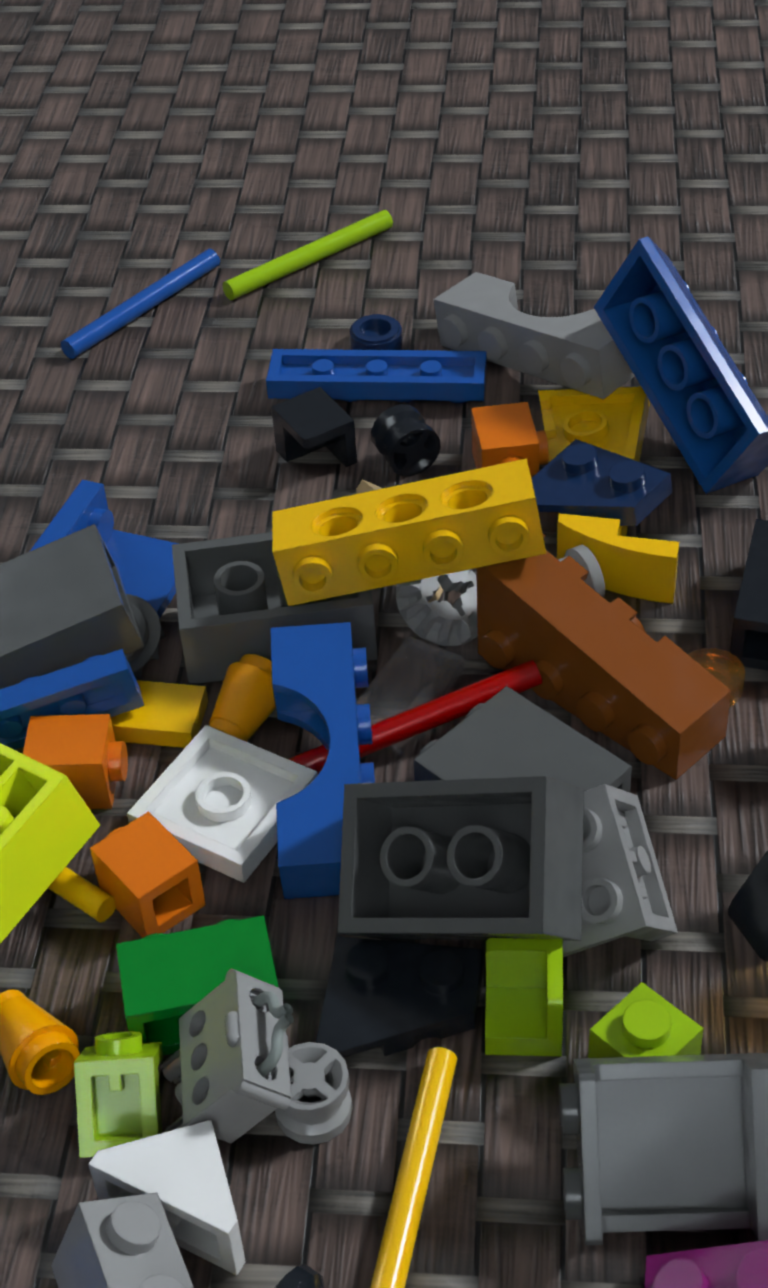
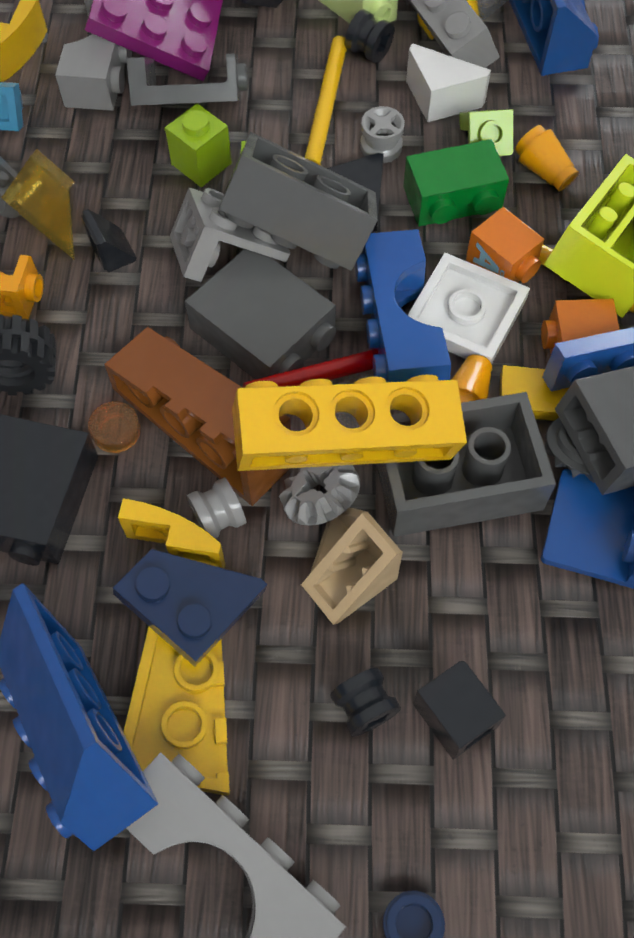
camera: 175 degrees right, 20 degrees up
(232, 1057) = (423, 115): light grey piece -> none
(379, 374) = (405, 826): blue plate -> none
(507, 435) = (263, 685): orange brick -> none

